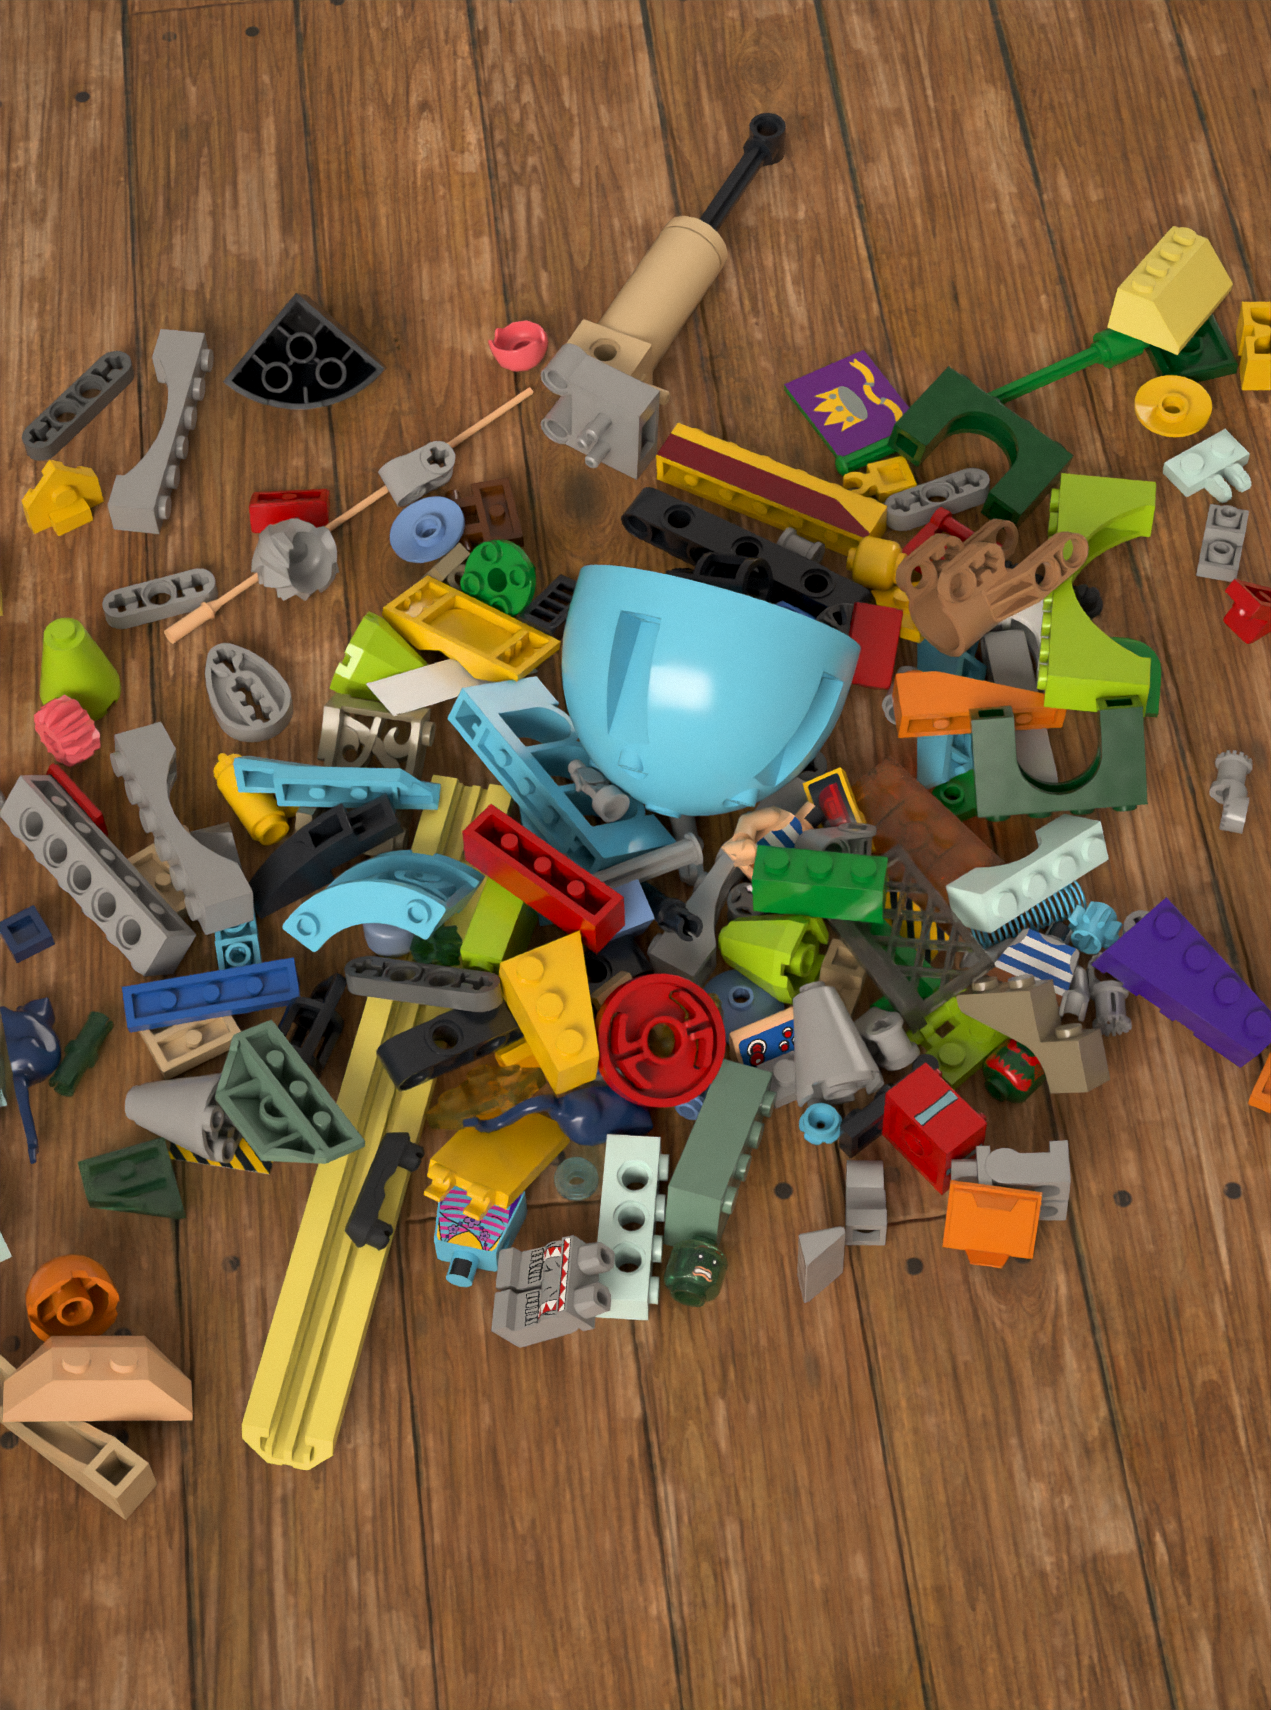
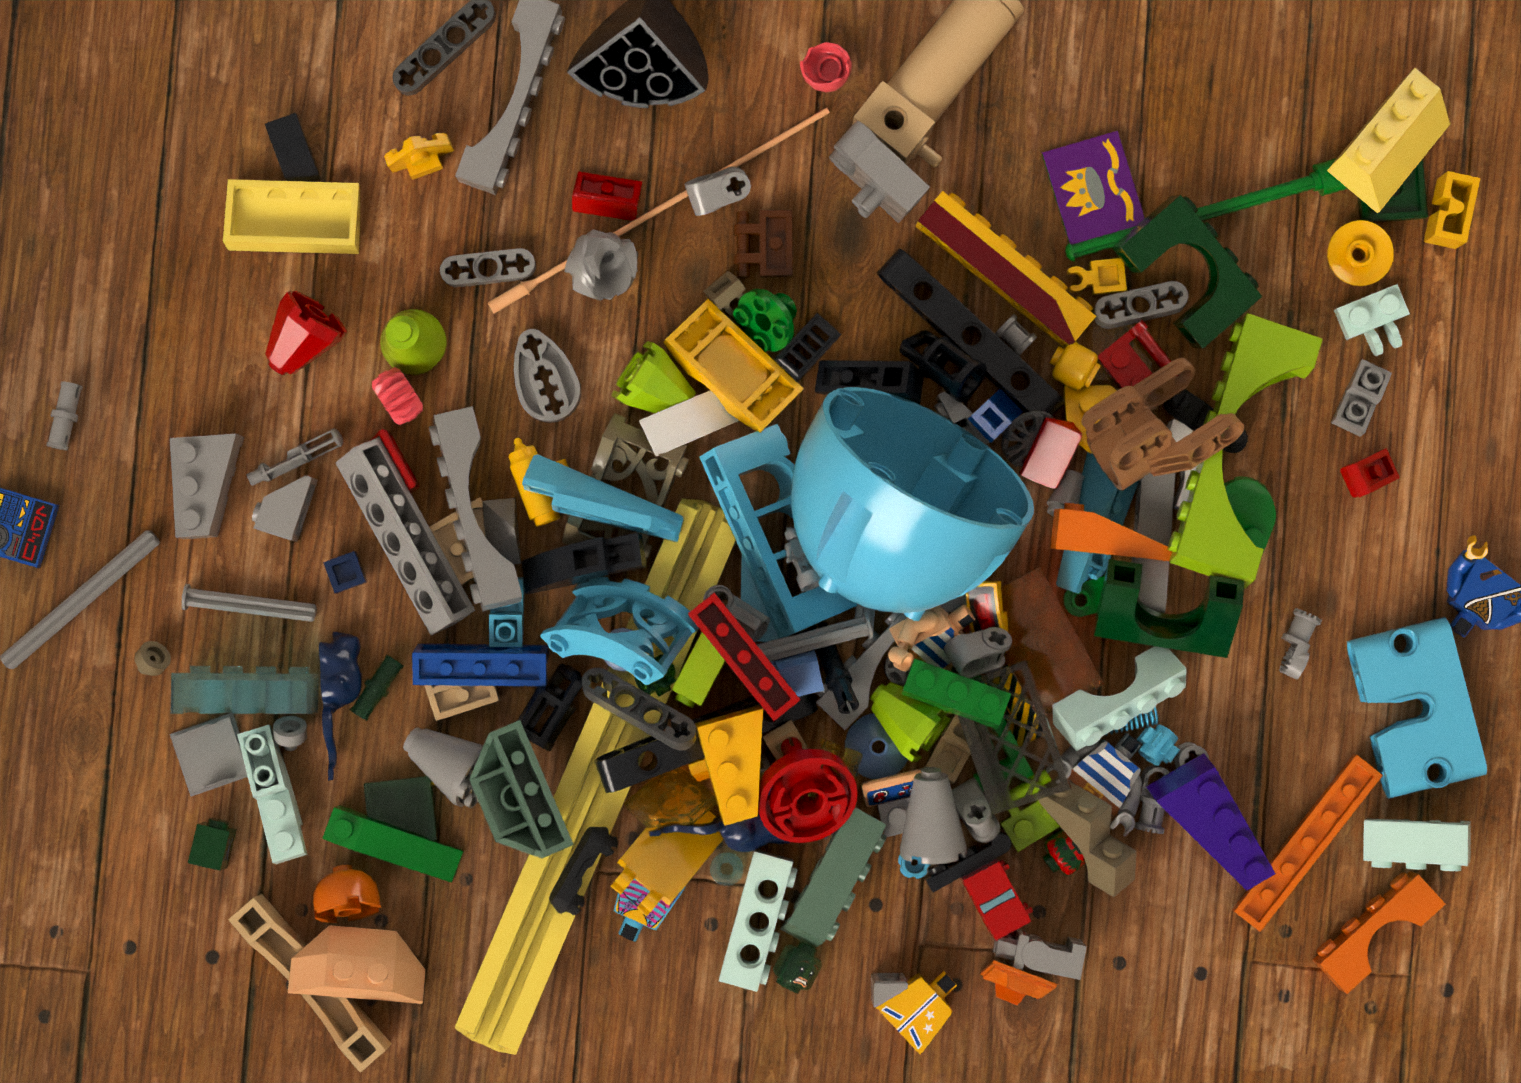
camera: 10 degrees right, 30 degrees up
(120, 1228) = (391, 844): none -> green slope
(427, 529) = (705, 240): medium blue dish -> none
(550, 1290) = (703, 972): light grey hips -> none
(865, 1203) = (931, 934): light grey leg -> none
(868, 1292) = (920, 1009): none -> yellow torso

